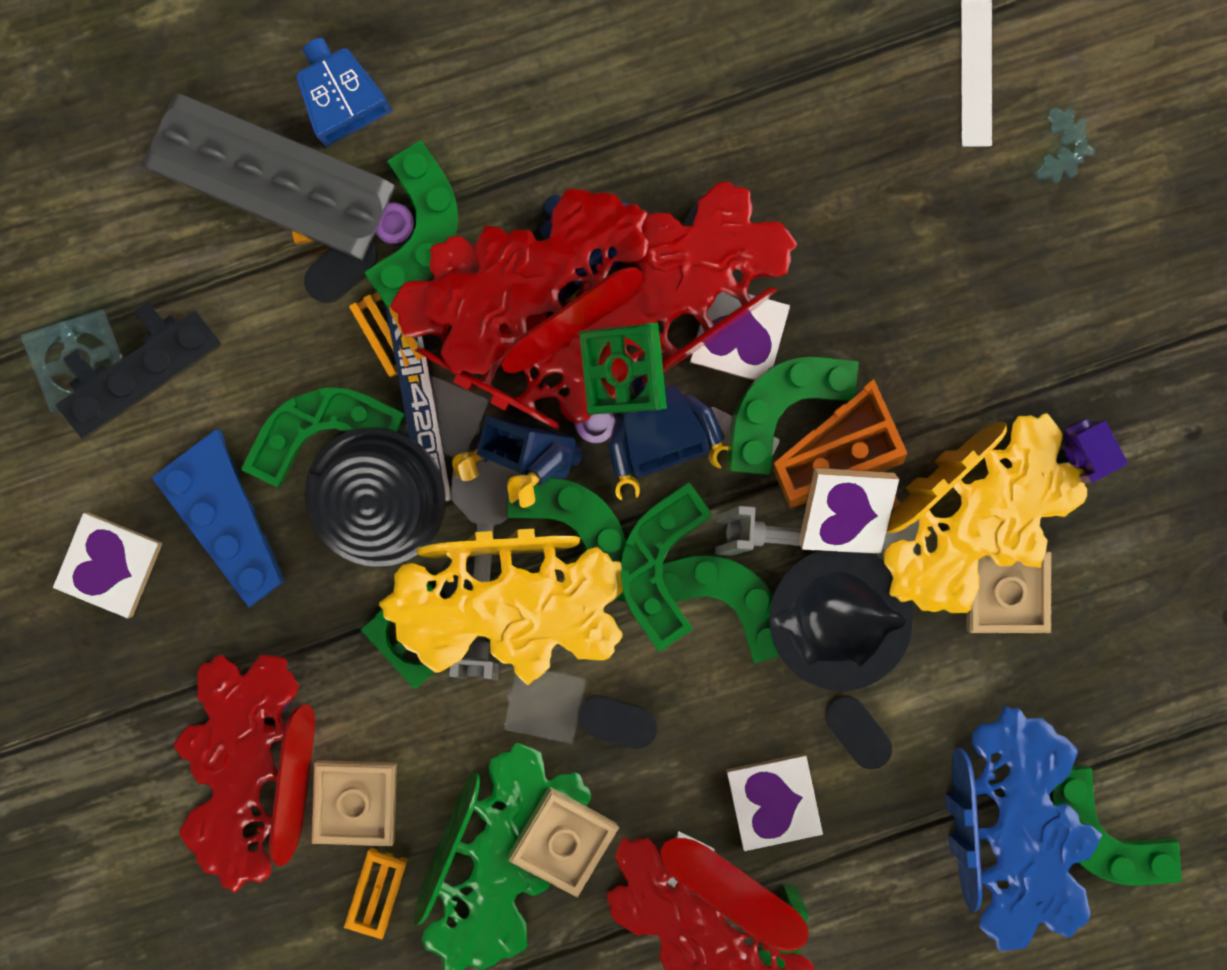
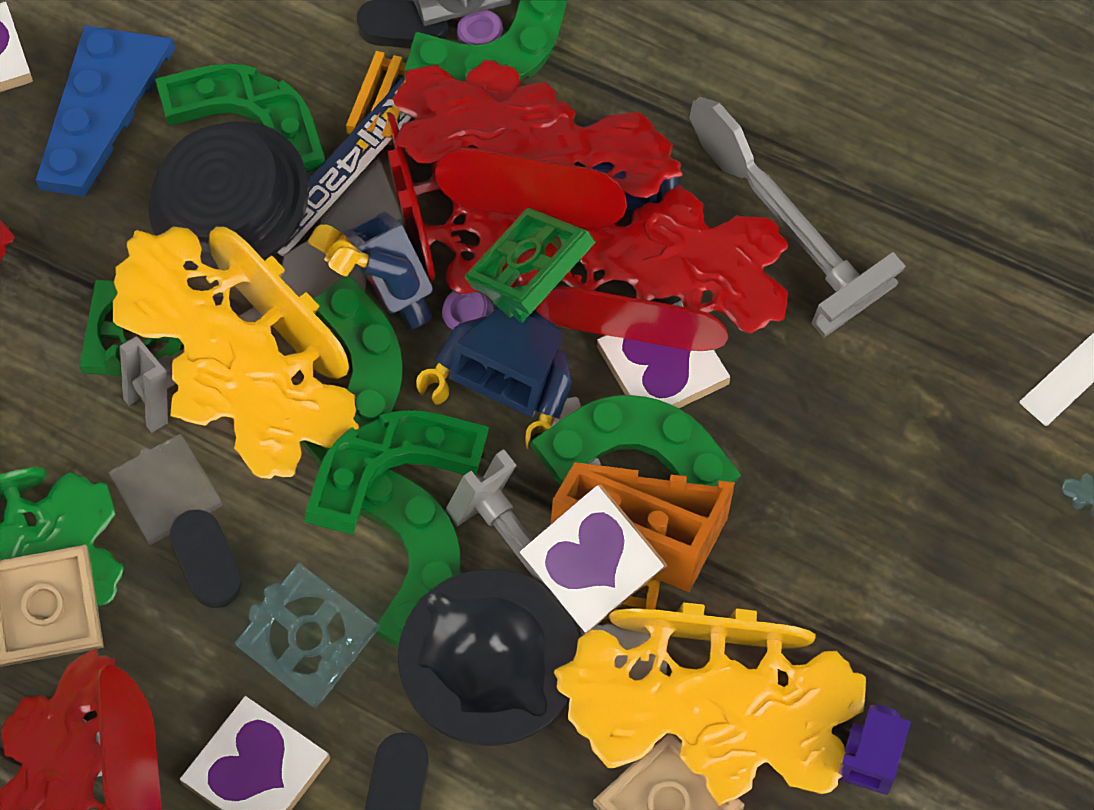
camera: 50 degrees right, 25 degrees down
(745, 672) = (336, 657): none -> clear light blue piece
(806, 174) = (729, 149): none -> light grey piece

